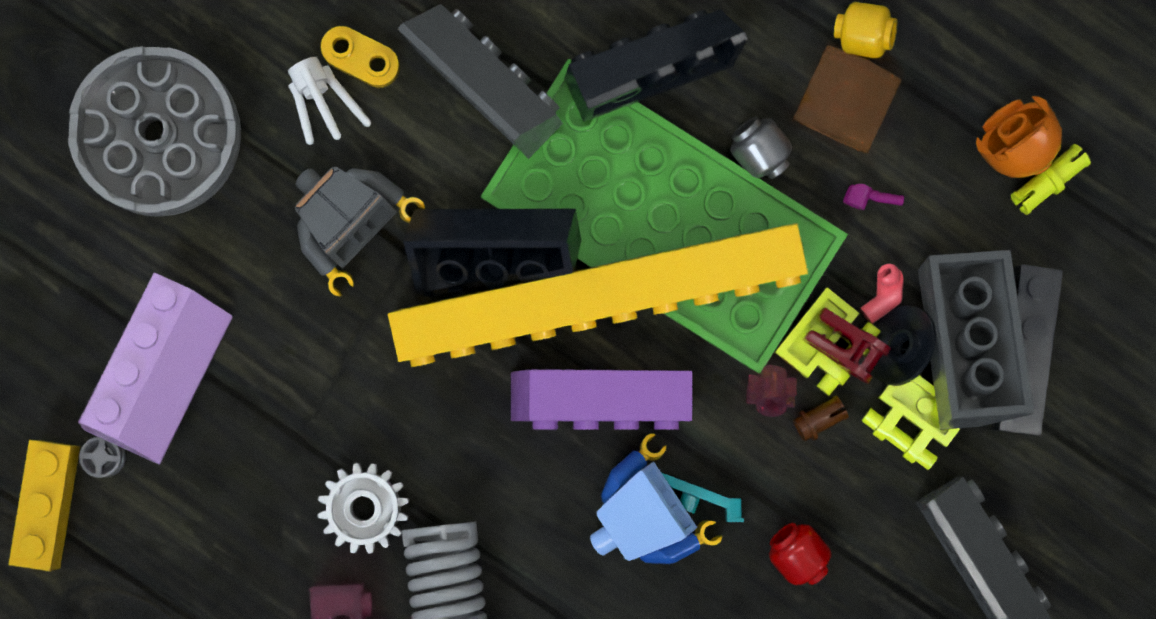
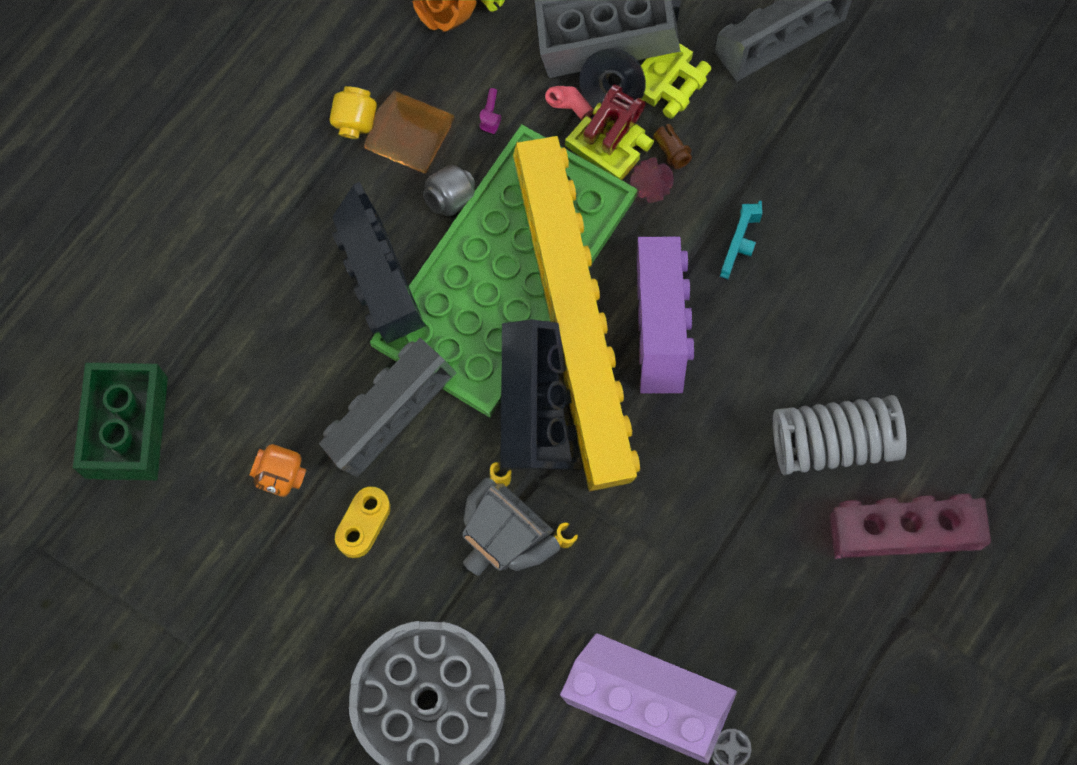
camera: 85 degrees left, 15 degrees down
(310, 80) = (383, 559): white plant -> none
(340, 508) = (780, 497): white gear -> none
(645, 514) = (758, 276): light blue torso -> none
(800, 554) = (785, 159): red head -> none

